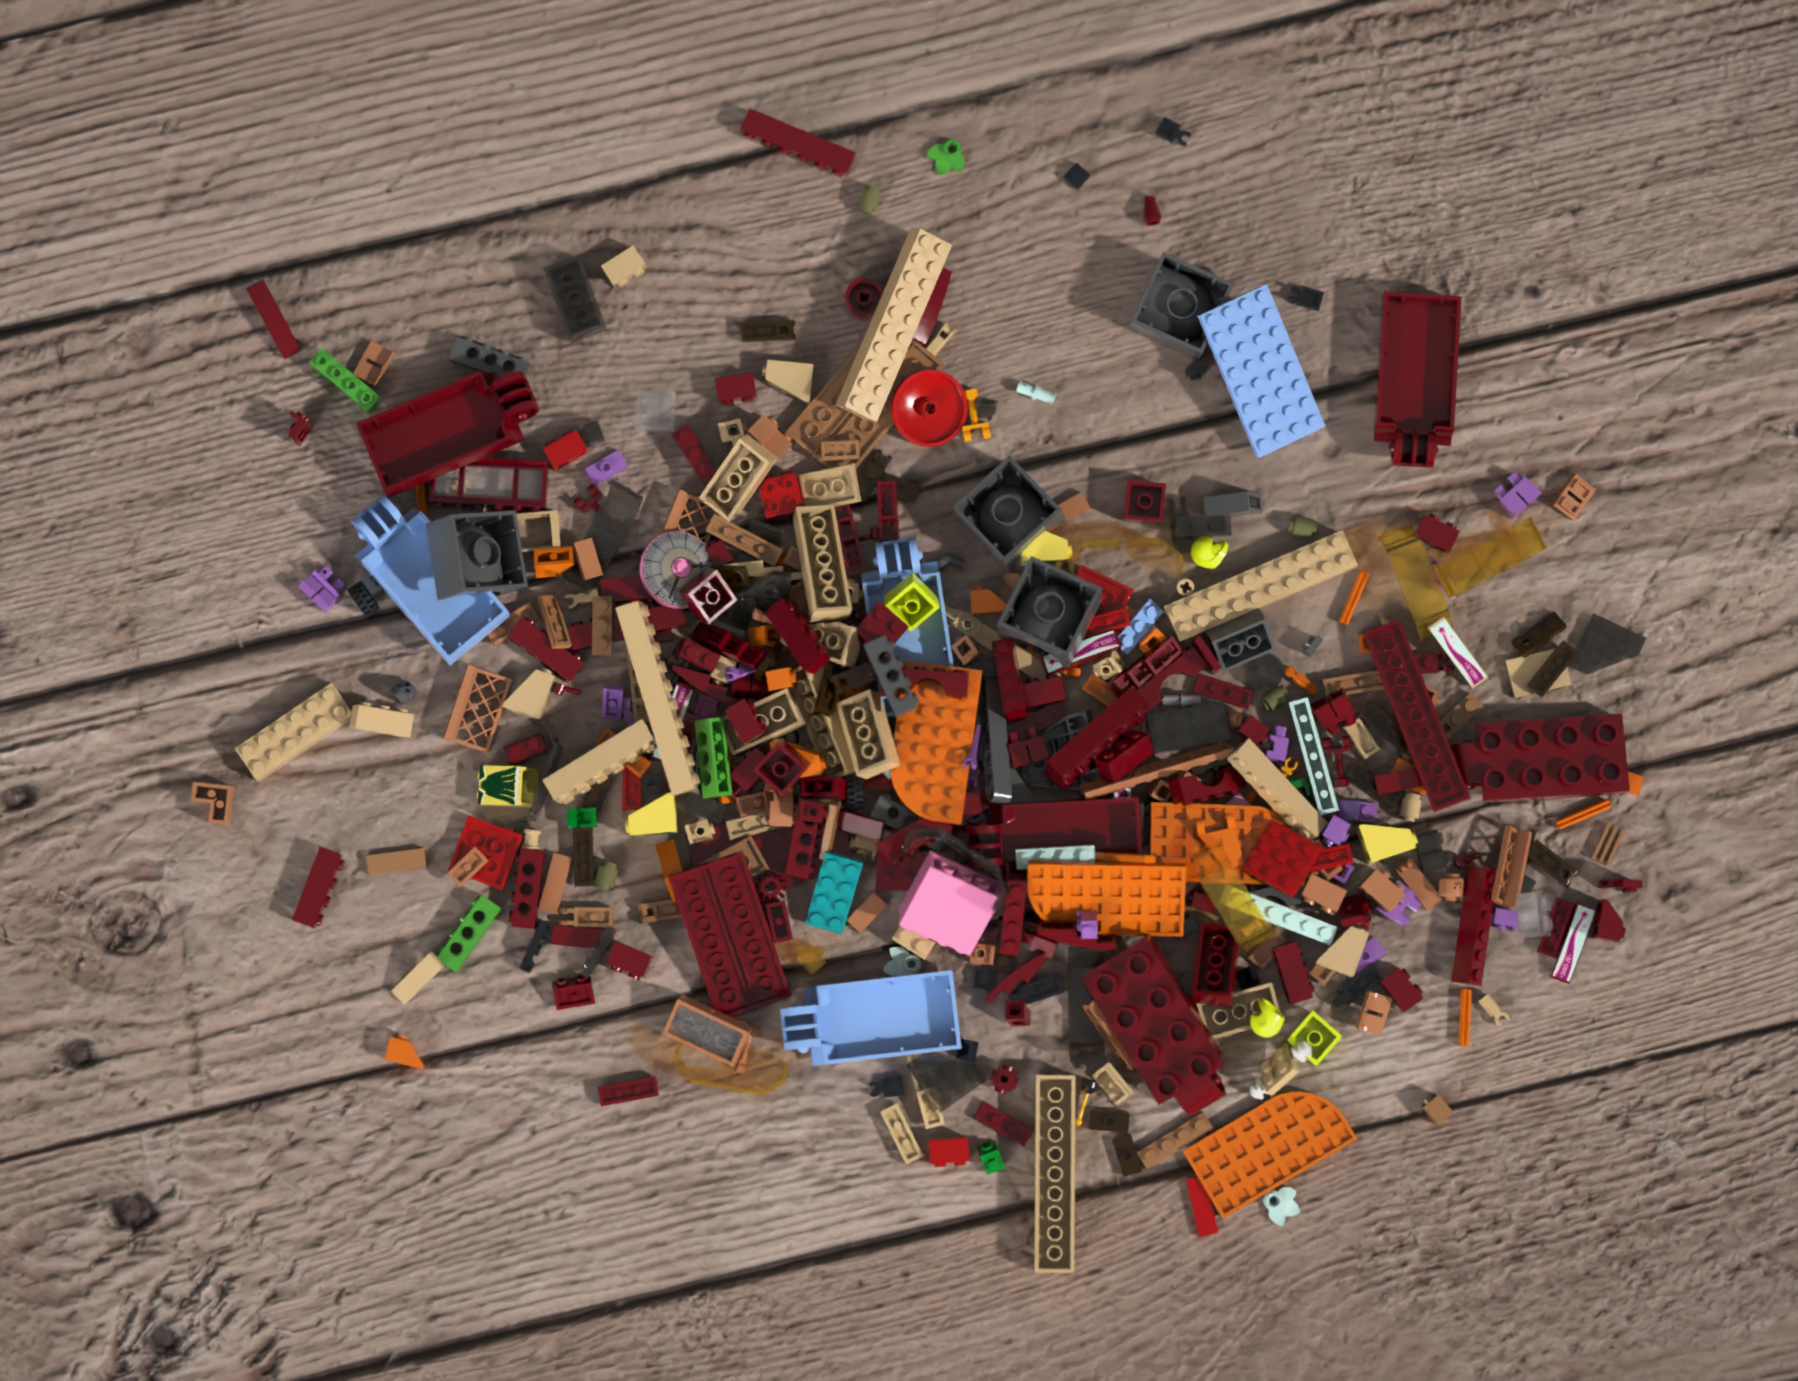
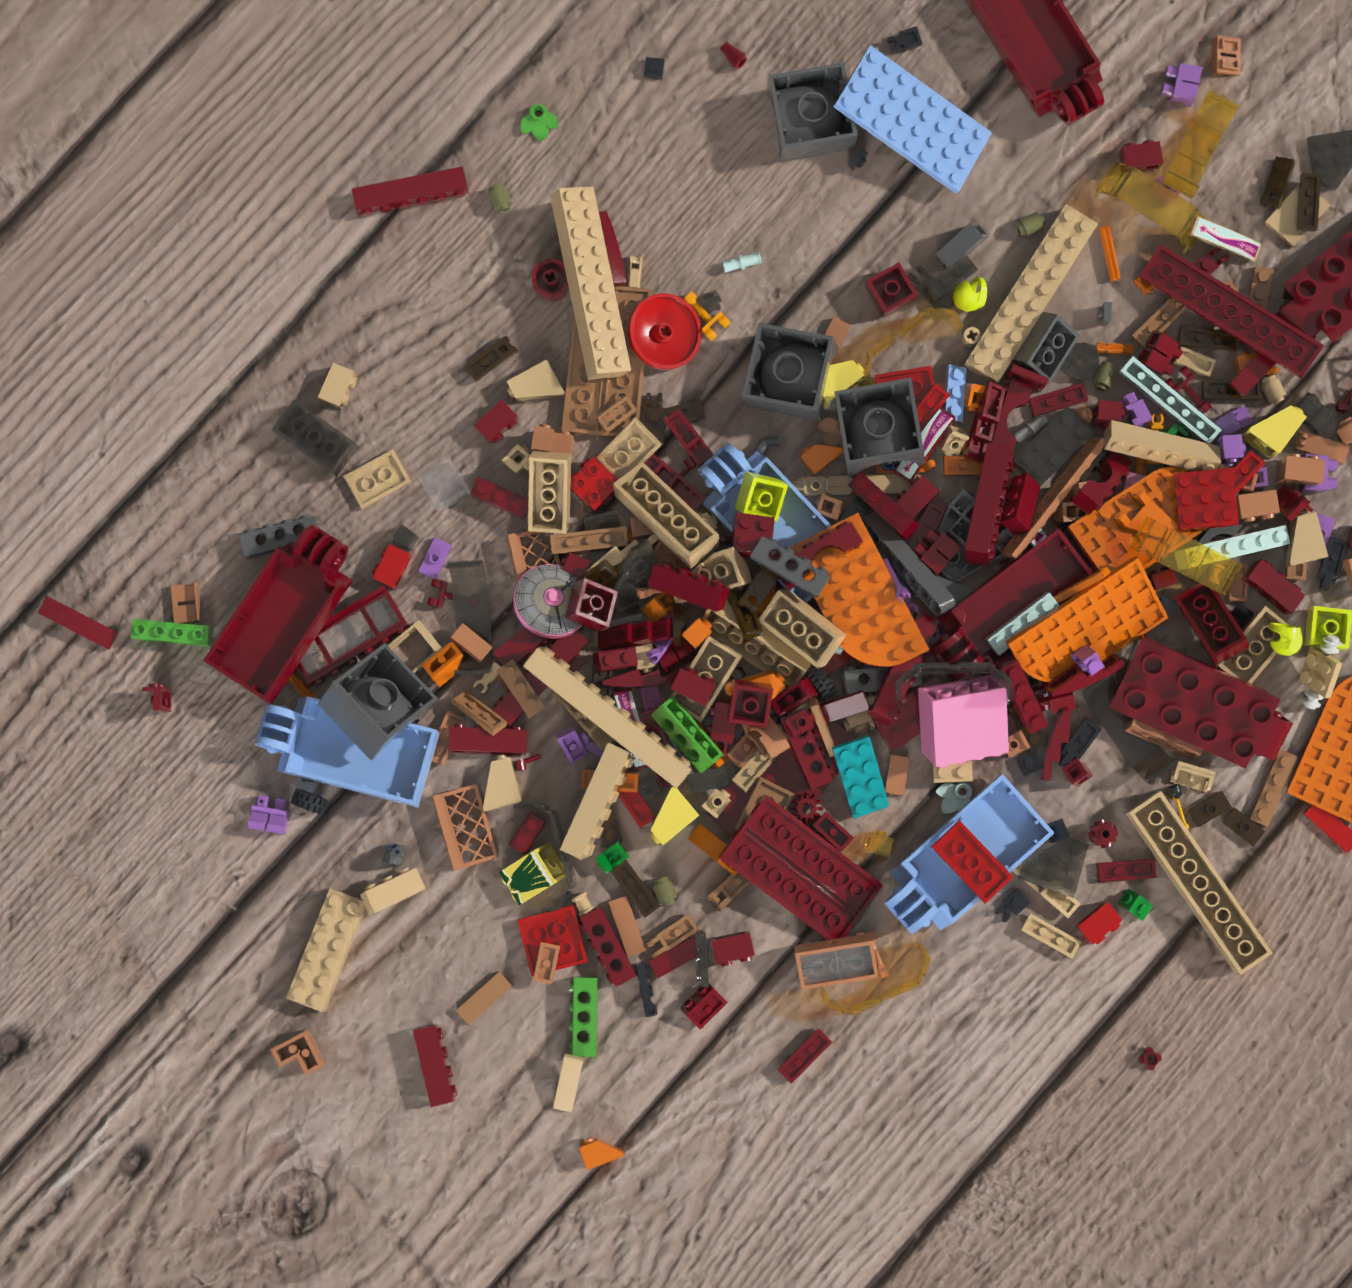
camera: 35 degrees left, 0 degrees up
(603, 368) = (377, 479): none -> tan tile
(875, 1024) = (972, 861): none -> red tile
(908, 1290) = (1156, 1058): none -> dark red plate

